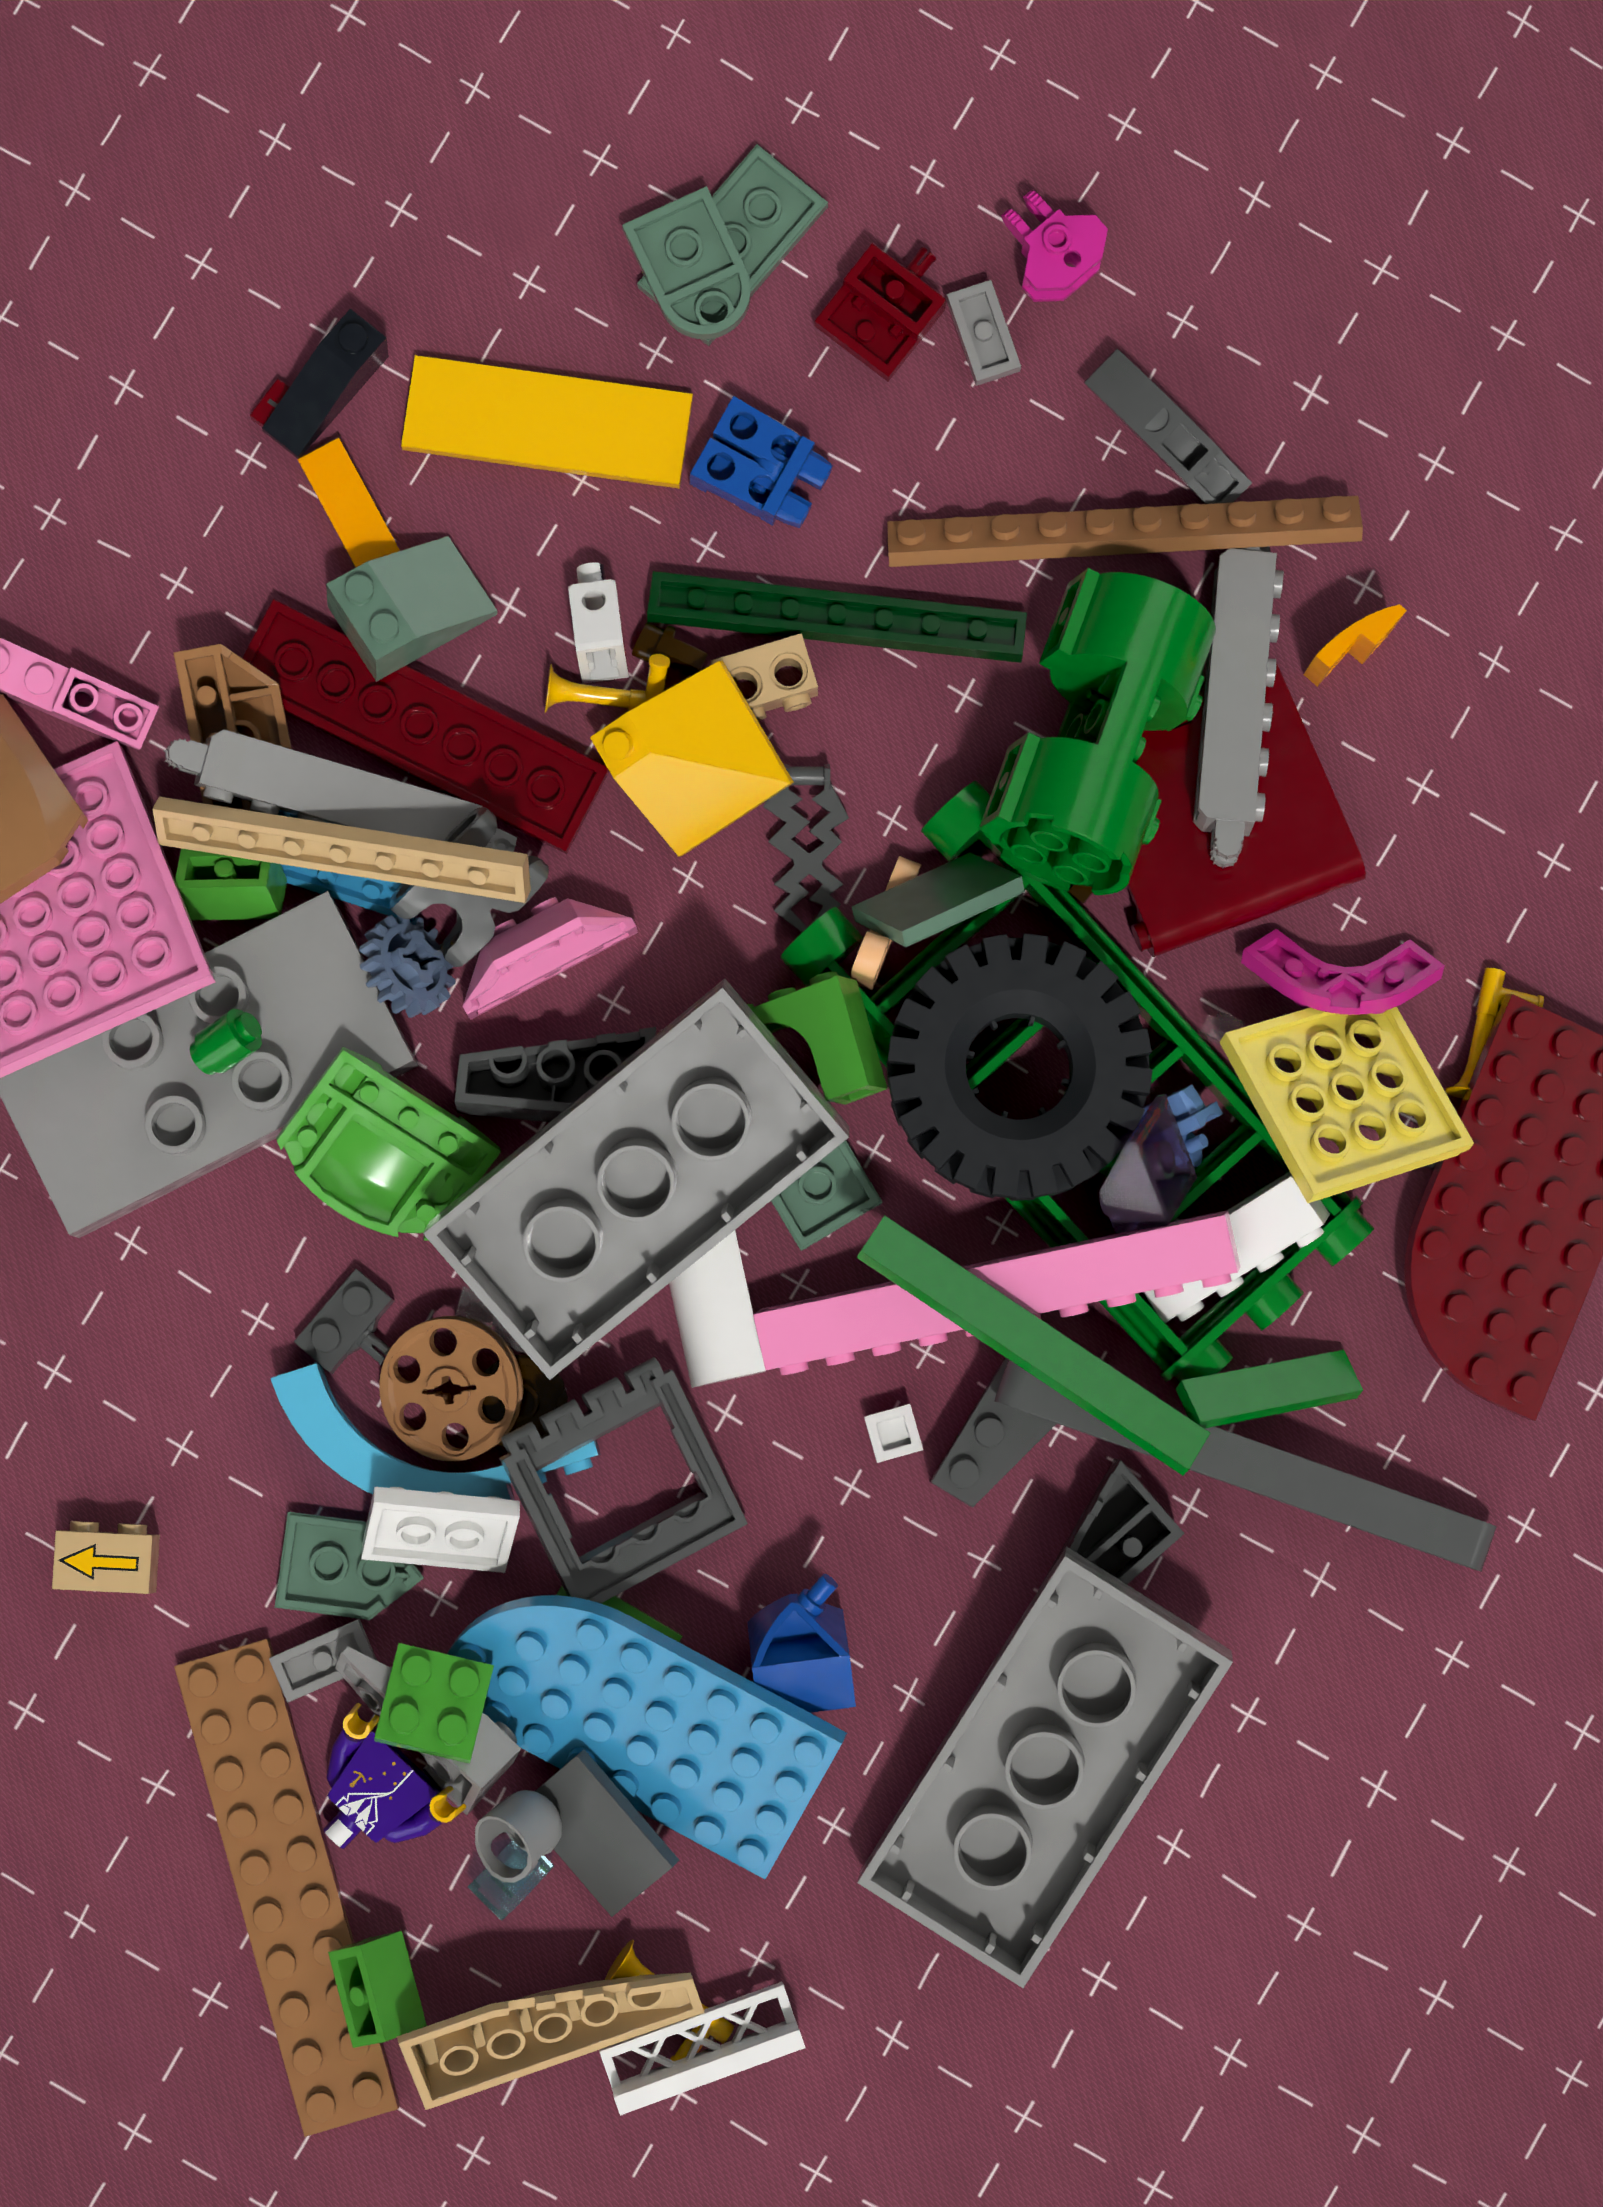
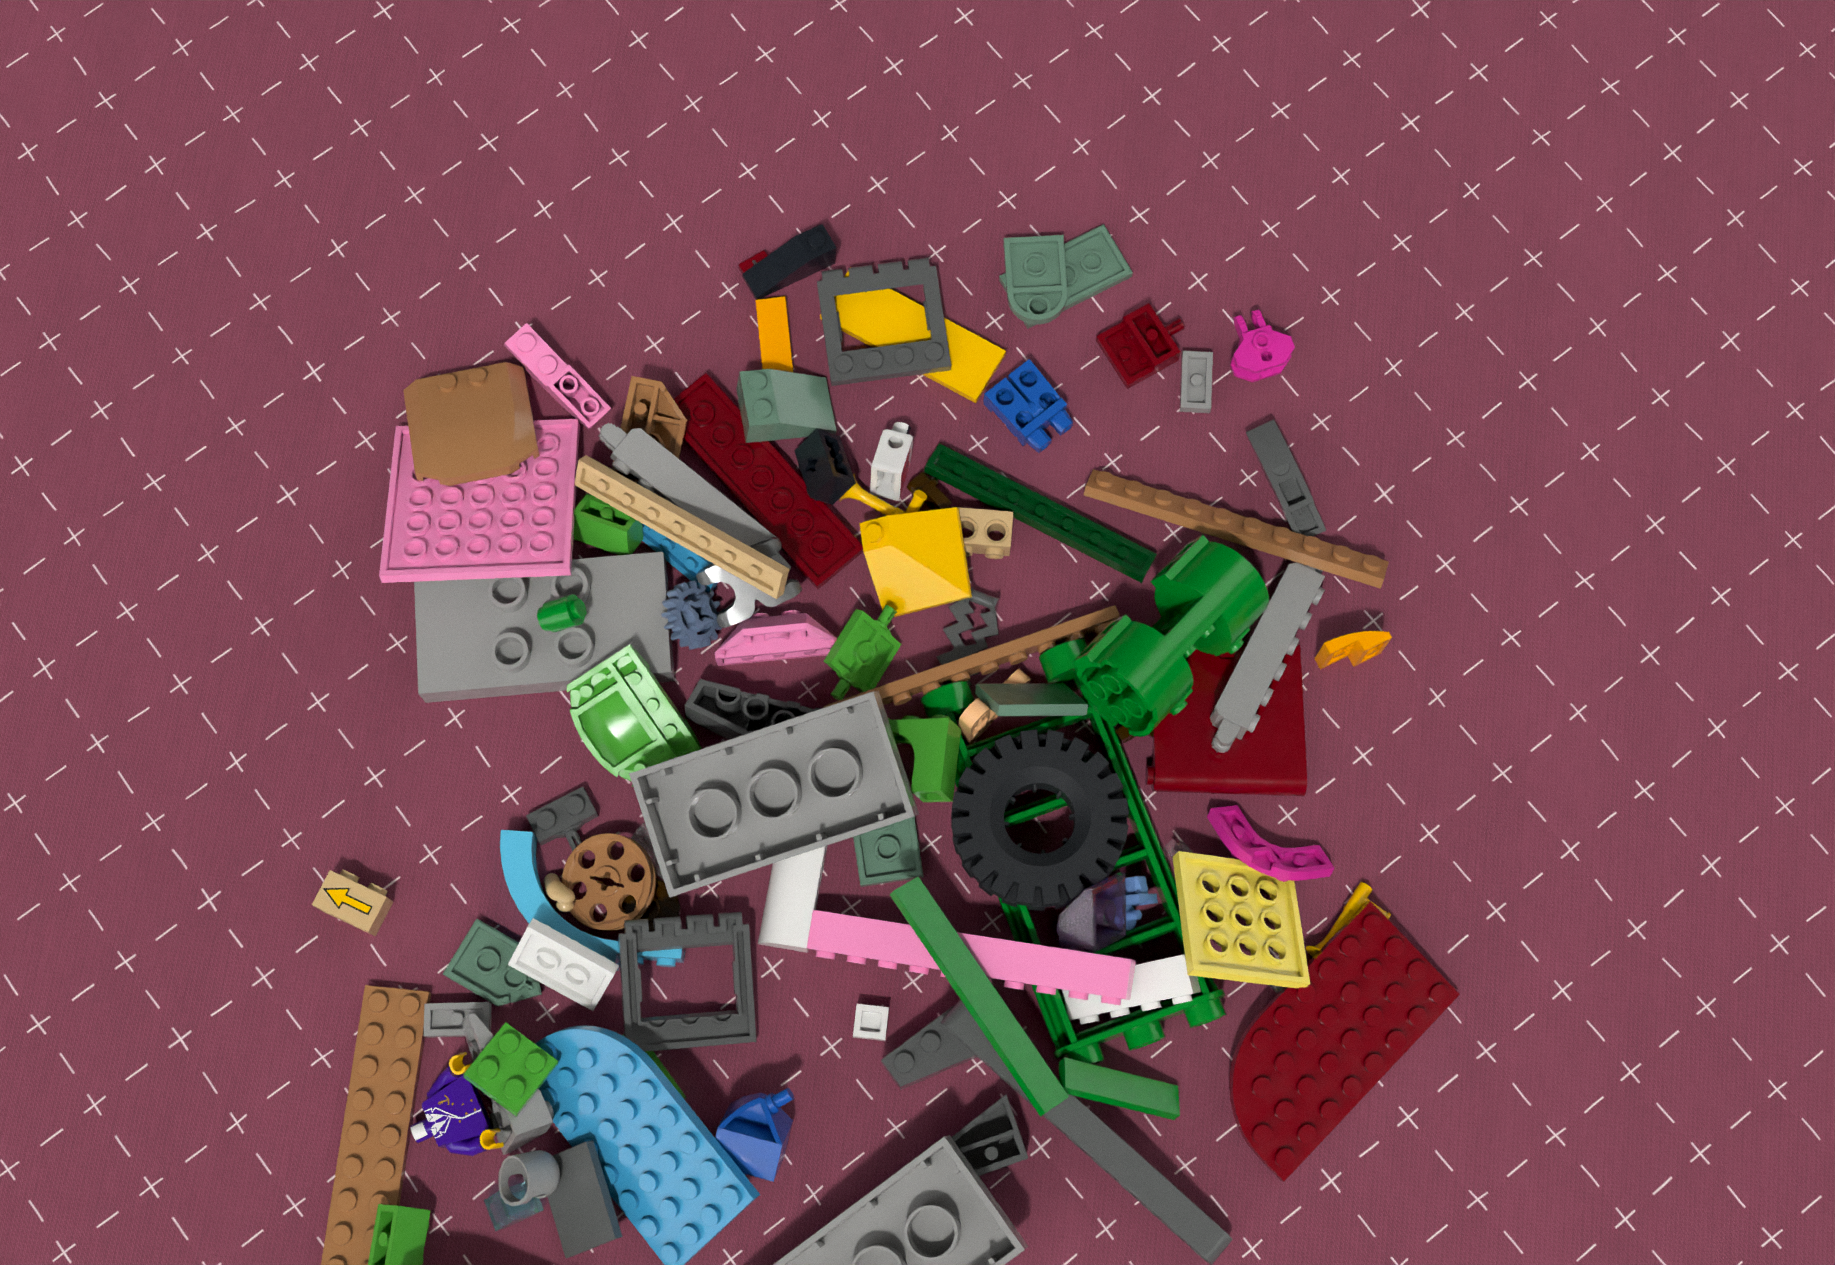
camera: 25 degrees right, 10 degrees down
(388, 1430) = (559, 892): none -> tan arm
(505, 673) = (824, 467): none -> black brick
(529, 476) = (890, 360): none -> dark grey hinge
(670, 922) = (862, 652): none -> bright green plate
(853, 864) = (990, 659): none -> medium nougat plate

